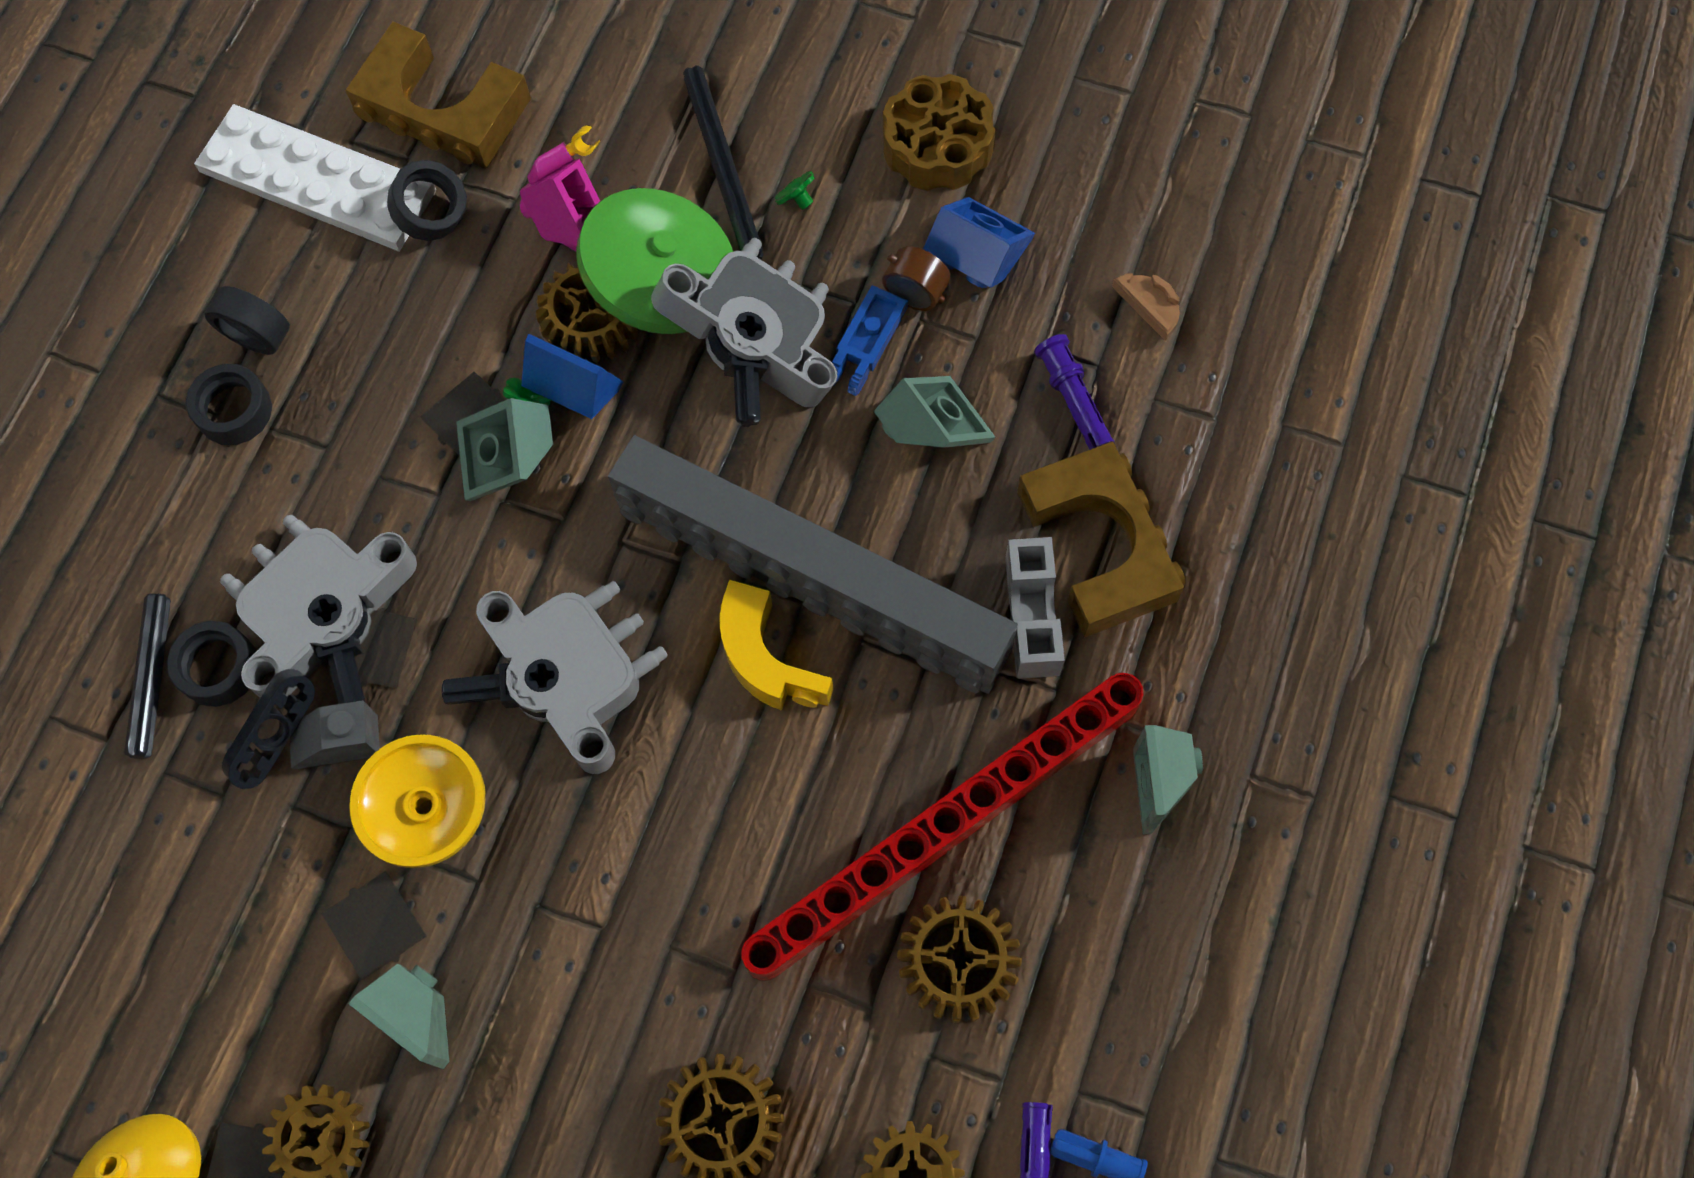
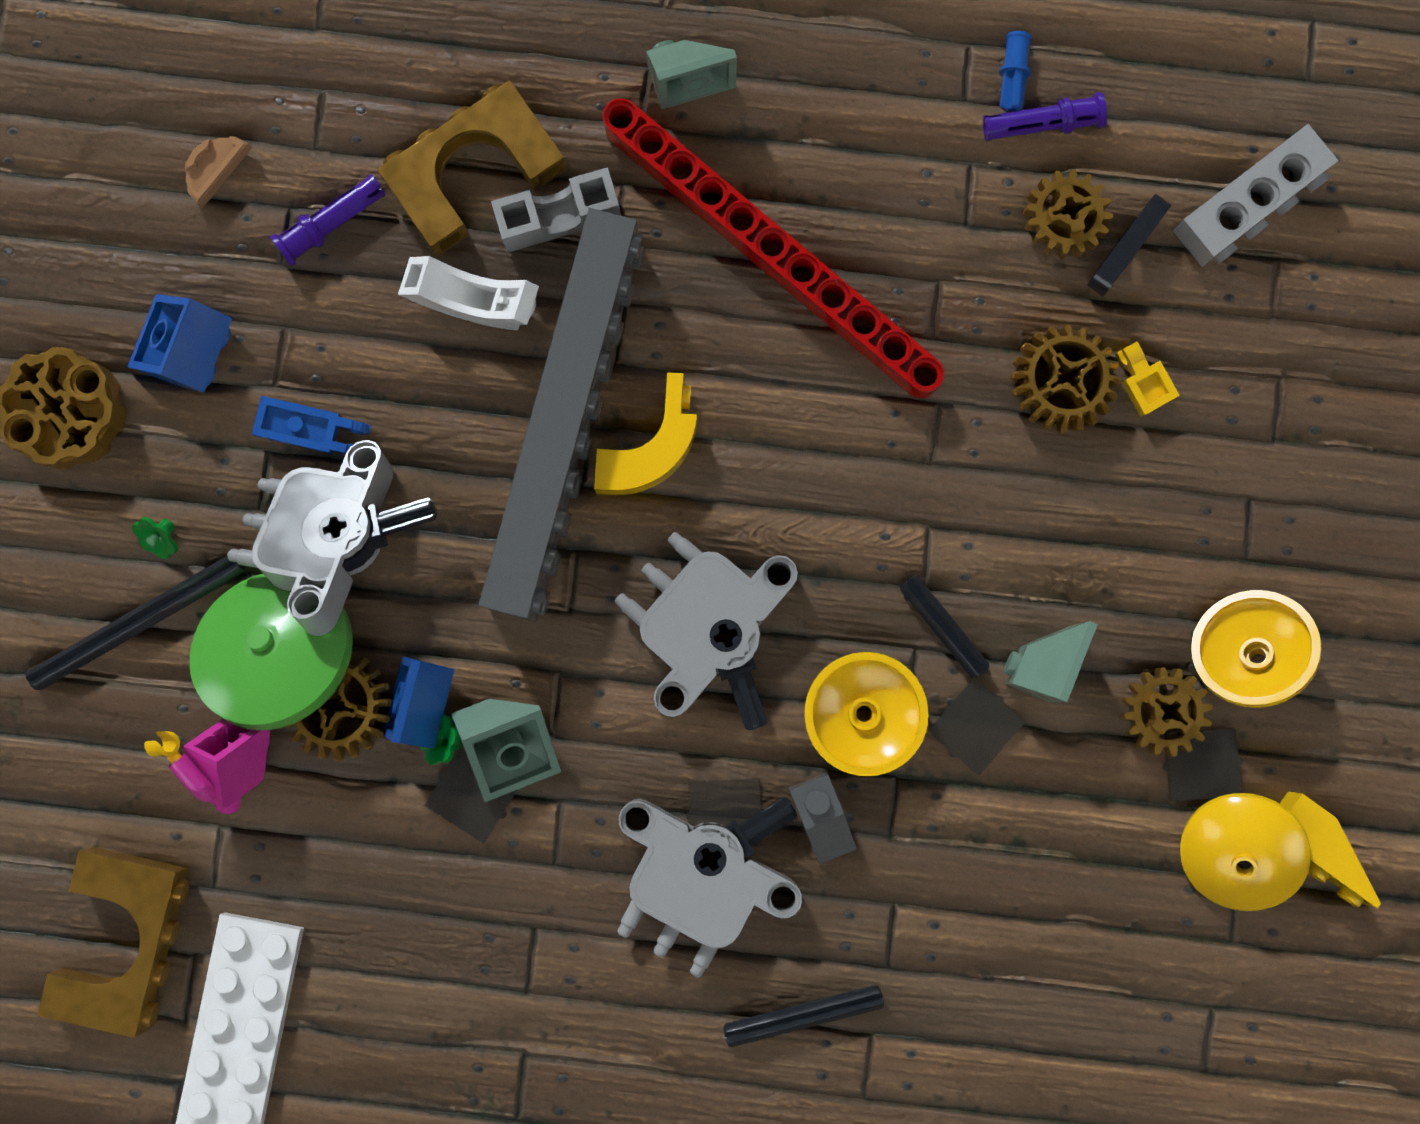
camera: 105 degrees left, 15 degrees up
(187, 647) = (773, 987): black tyre -> none
(210, 384) = (506, 1070): black tyre -> none
(247, 320) = (424, 1046): black tyre -> none
(273, 746) = (806, 866): black beam -> none
(441, 177) = (230, 884): black tyre -> none
(487, 915) = (944, 626): none -> black axle
(916, 277) = (237, 390): reddish brown piece -> none
(931, 414) = (384, 343): sand green slope -> none
(966, 504) = (468, 296): none -> white arch
(980, 958) = (916, 205): pearl gold gear -> none

